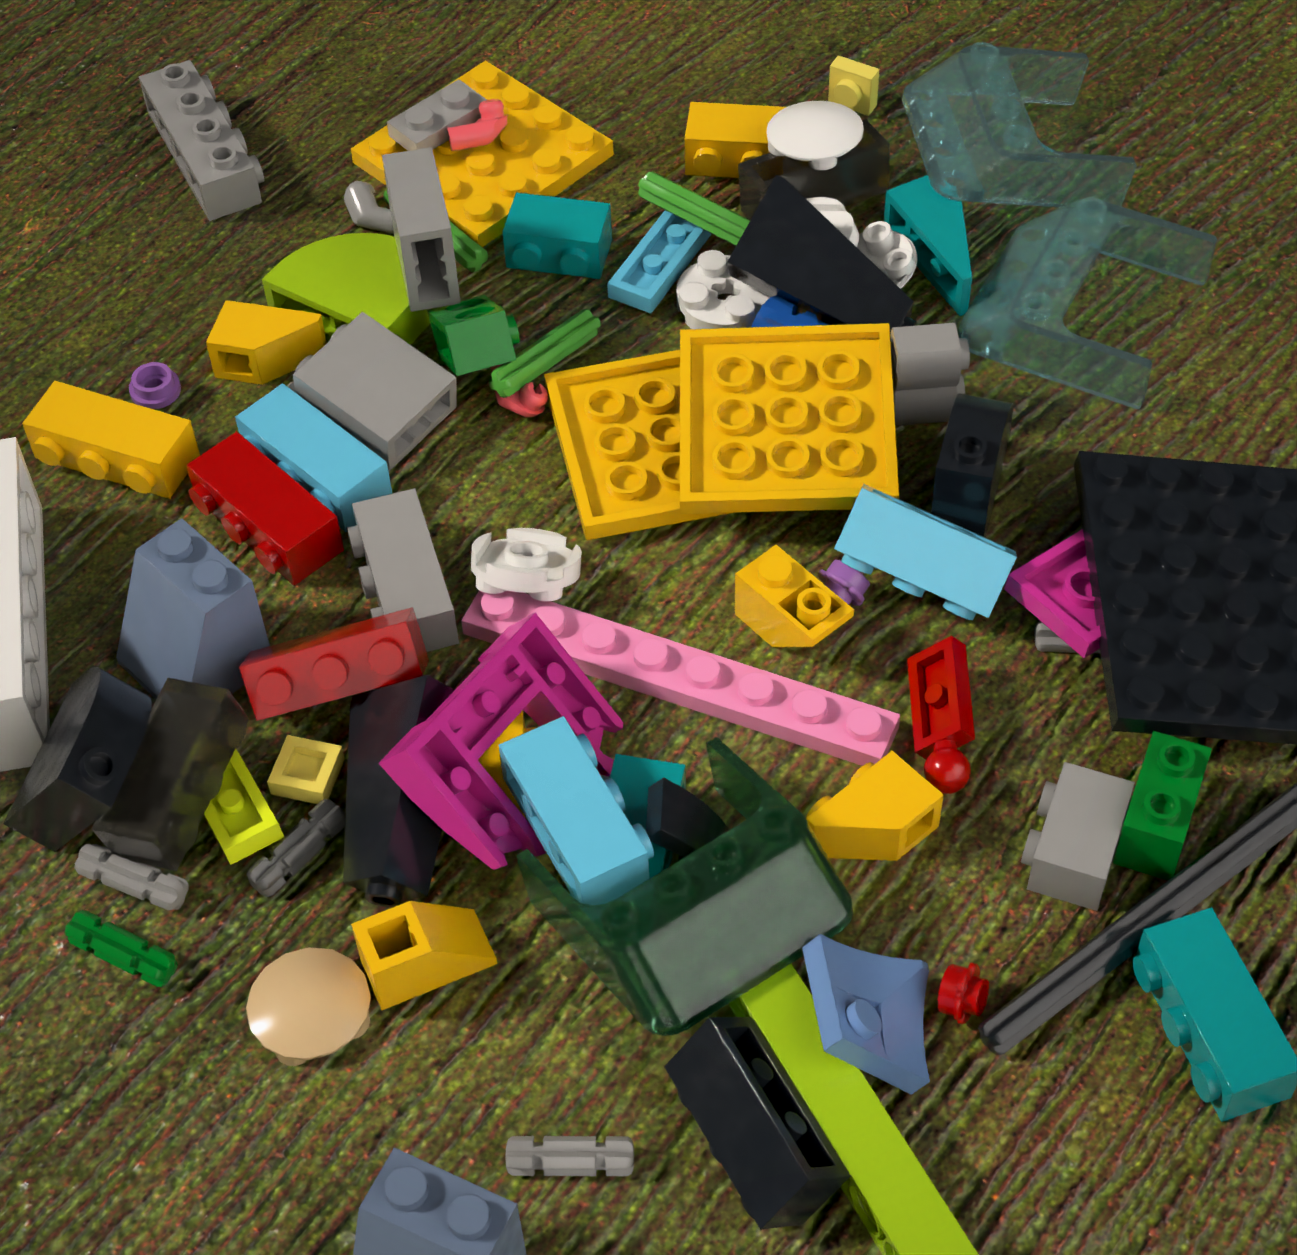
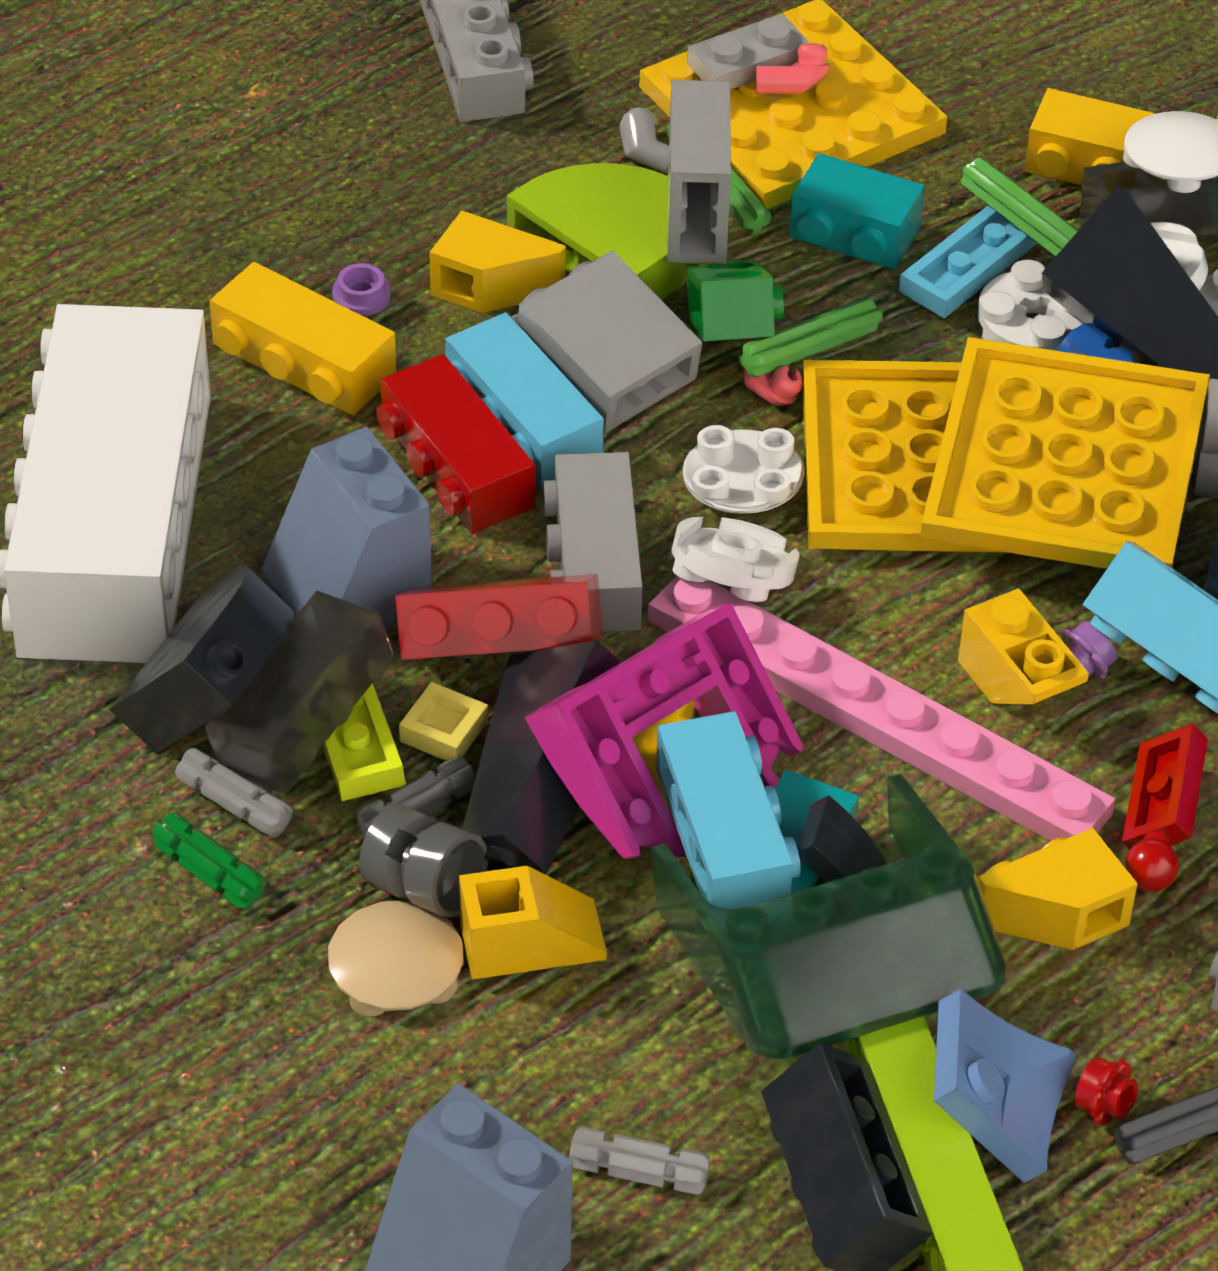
camera: 10 degrees right, 5 degrees down
(313, 909) = (420, 858): none -> dark grey wheel
(515, 481) = (743, 469): none -> white dish

